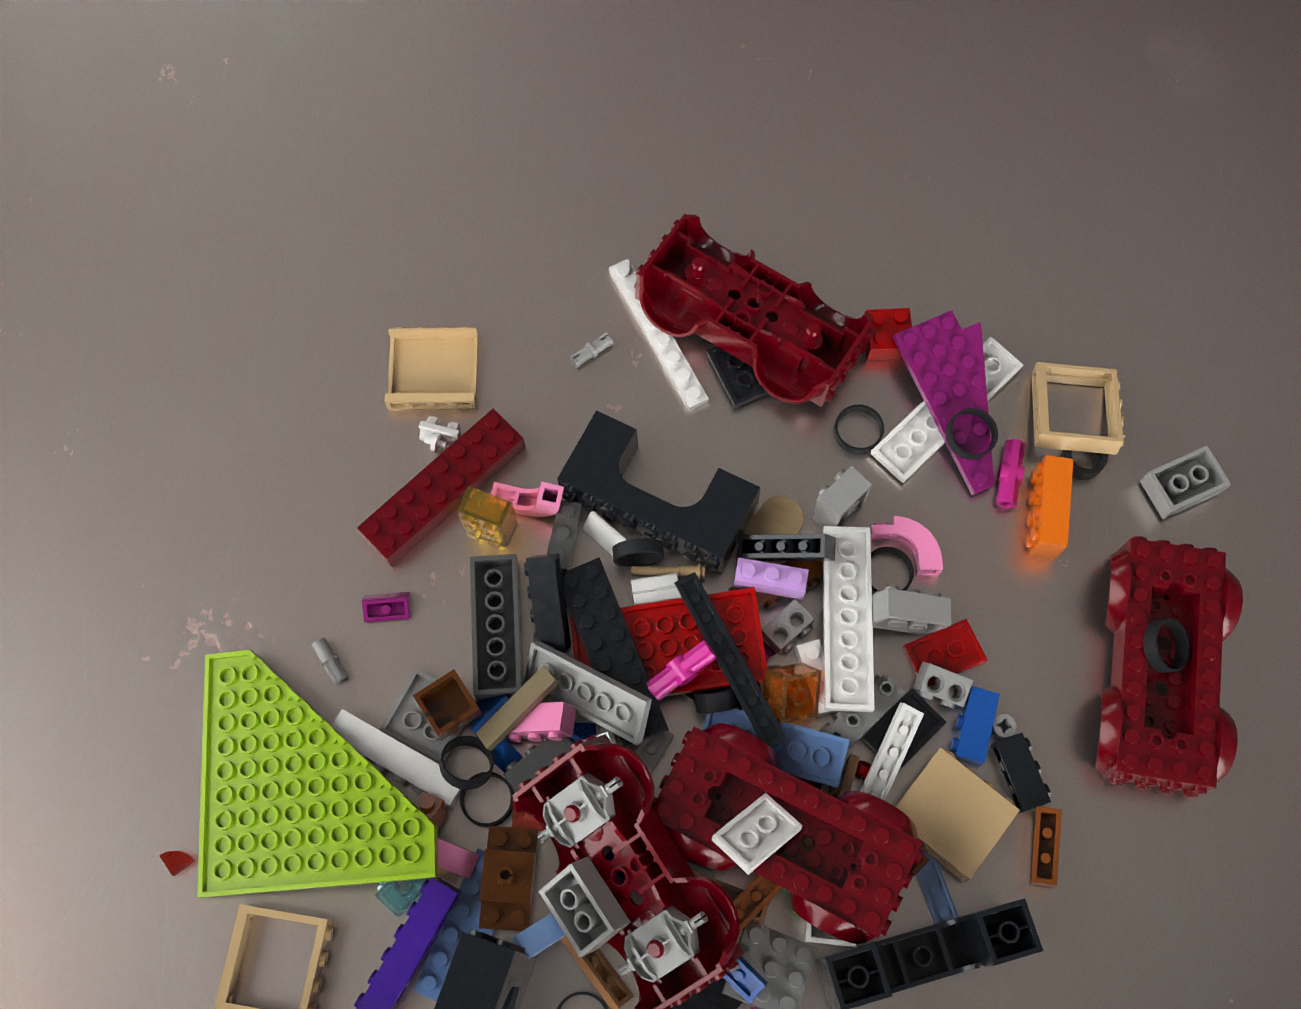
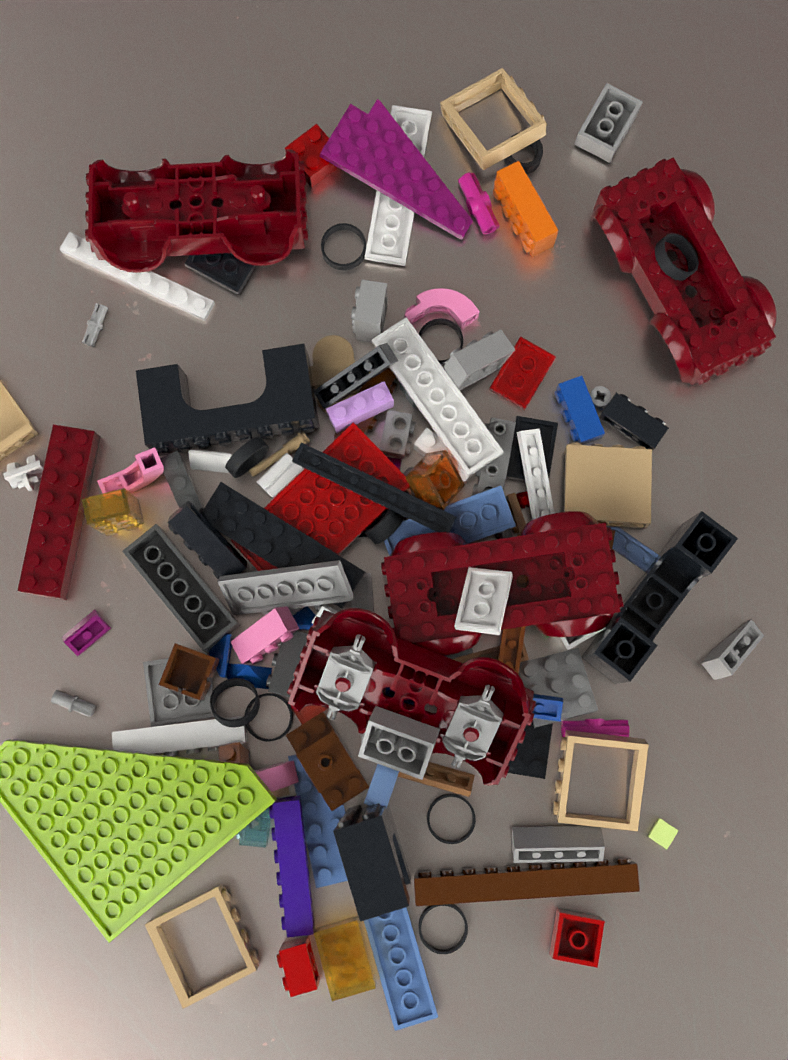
camera: 35 degrees left, 10 degrees up
(176, 861) = (72, 929): clear red tile -> none
(517, 708) = (243, 636): dark tan tile -> none
(681, 670) = (344, 522): dark pink piece -> none
(943, 681) = (537, 397): light grey brick -> none
(984, 416) = (432, 172): black tyre -> none
(1046, 846) = (686, 462): dark orange brick -> none

